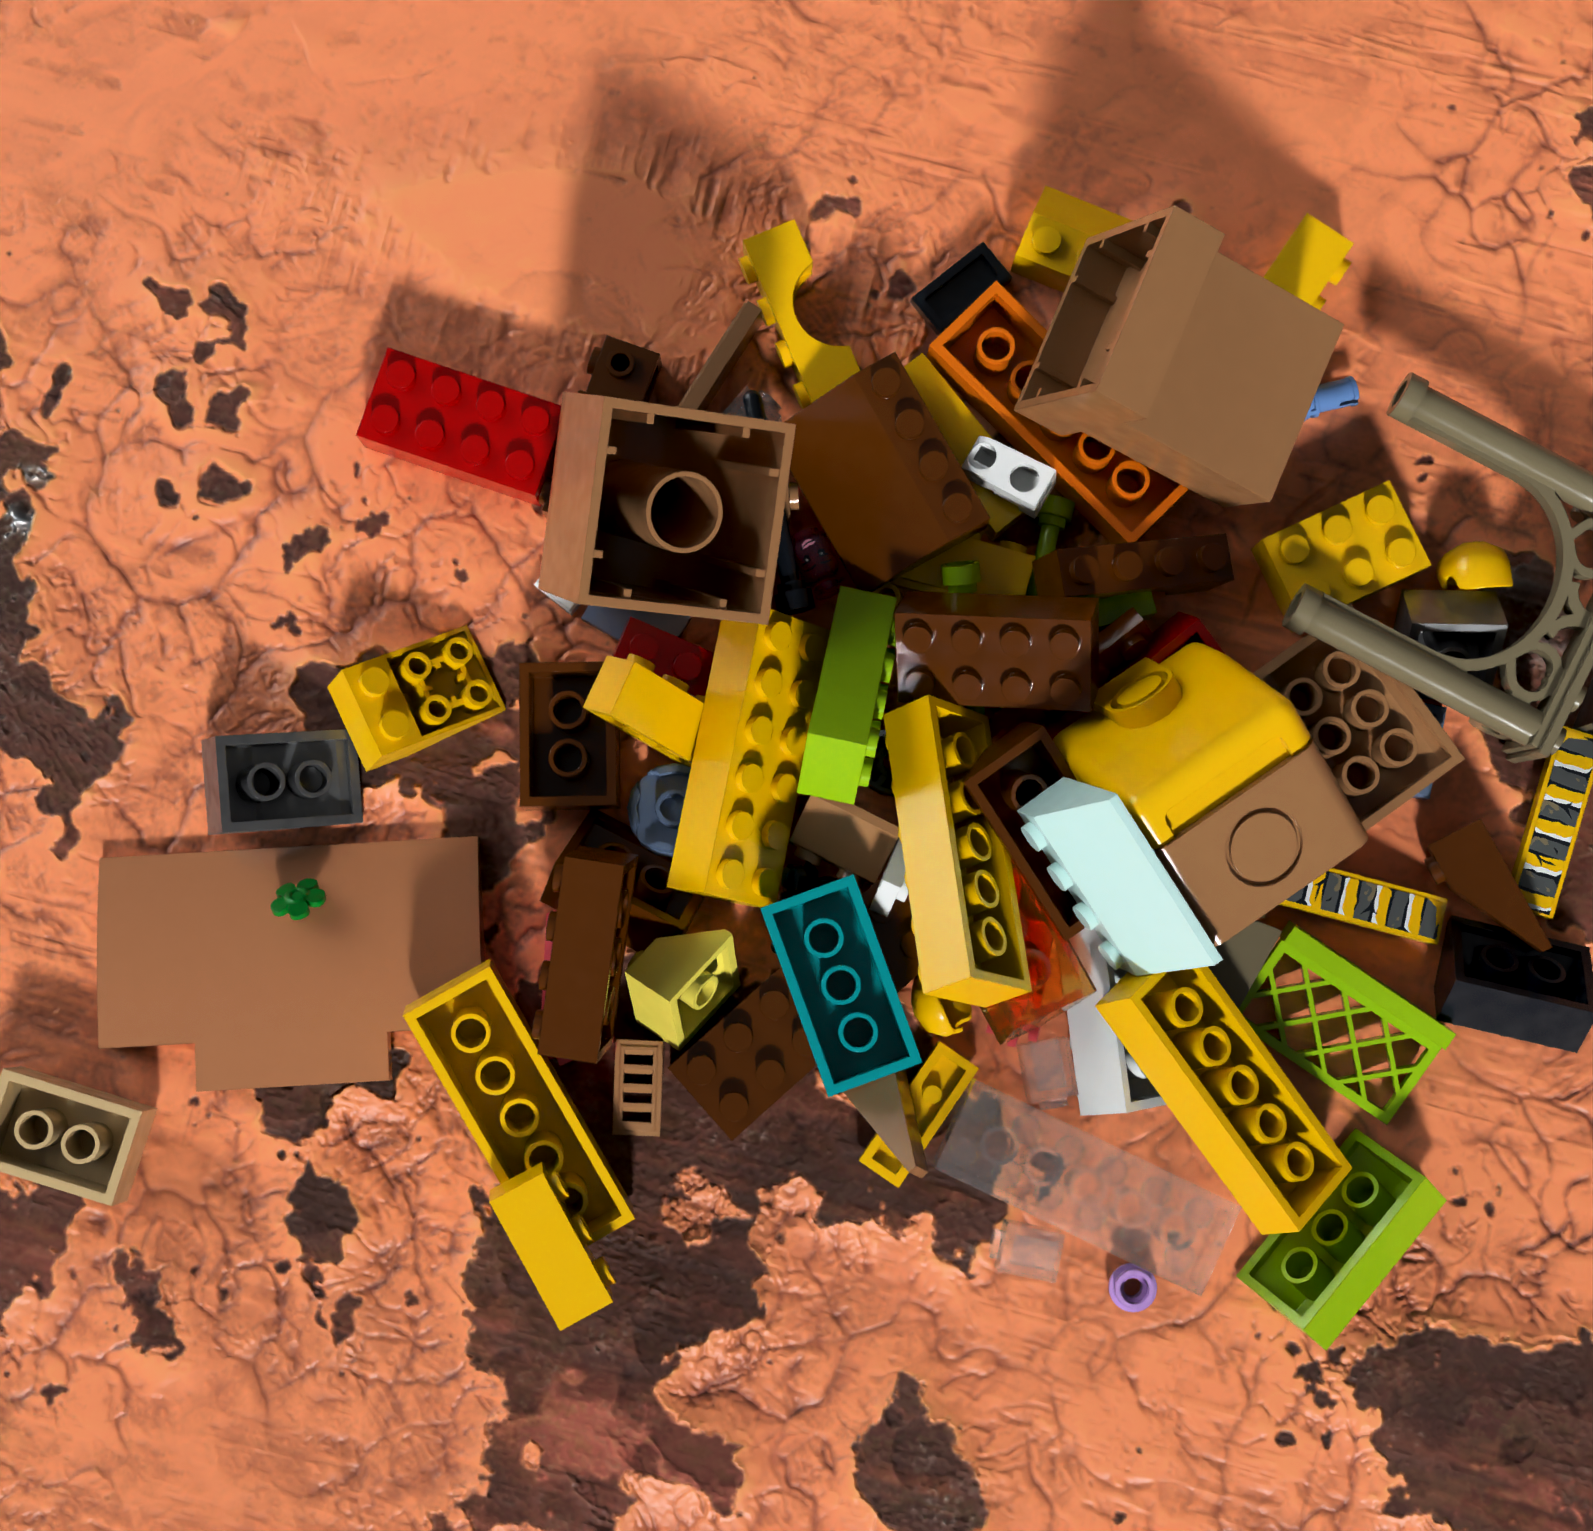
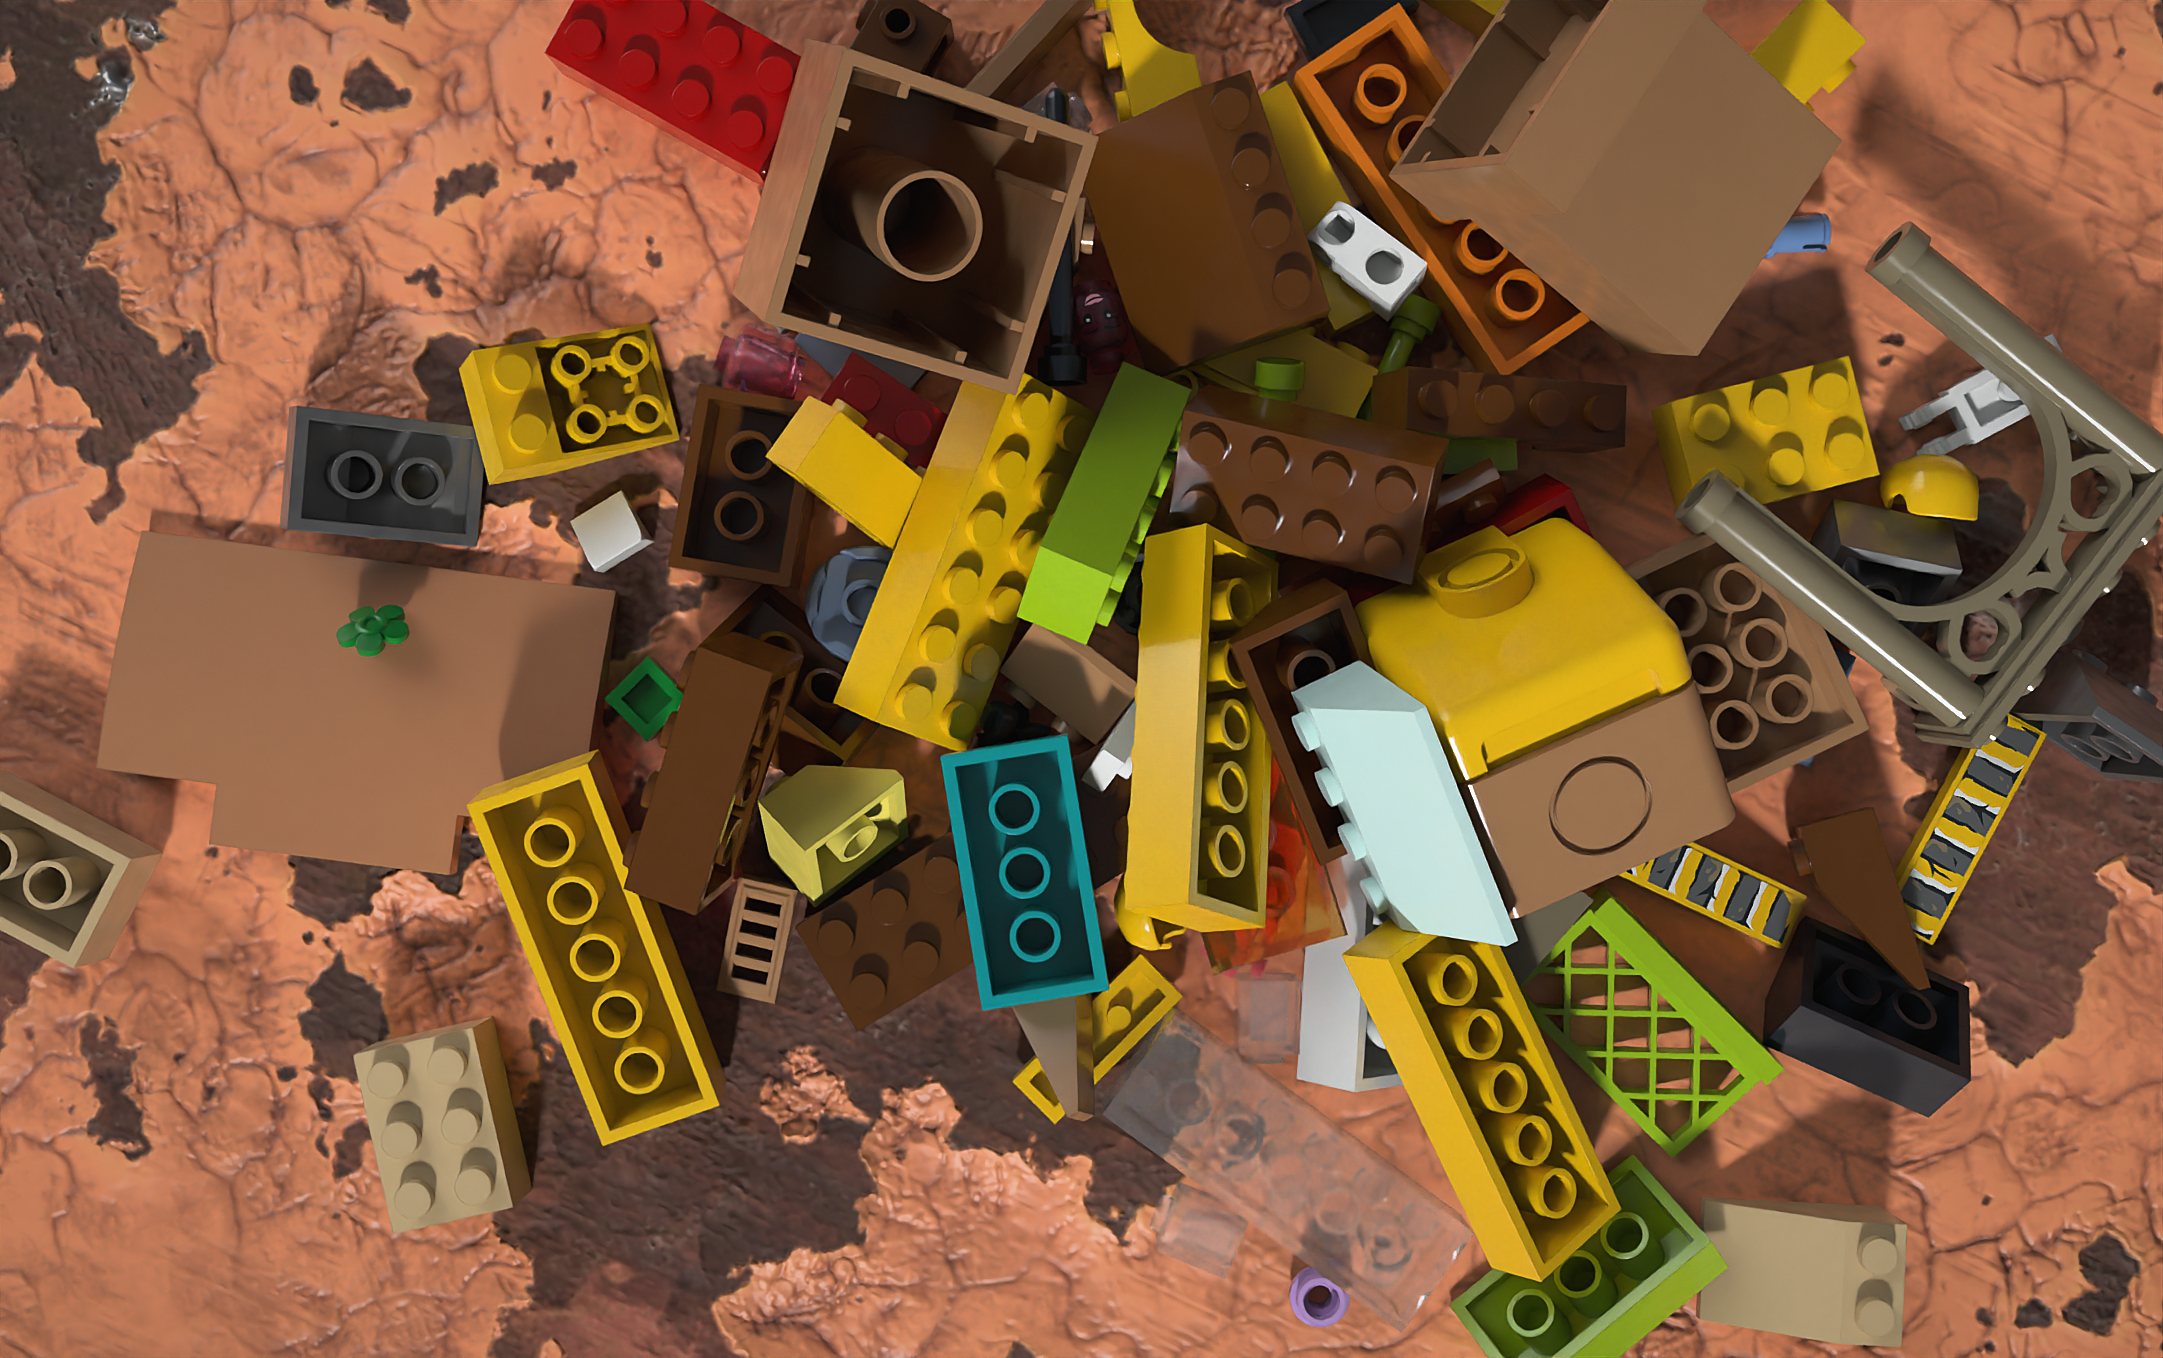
camera: 10 degrees right, 5 degrees up
(417, 1280) = (443, 1124): none -> tan brick
(465, 791) = (610, 532): none -> white slope
(519, 914) = (646, 698): none -> green plate
(553, 1245) = (607, 1123): yellow brick -> none
(560, 638) = (760, 362): none -> clear pink head
(1497, 500) = (1977, 408): none -> white hinge
(1507, 1192) = (1807, 1270): none -> tan slope

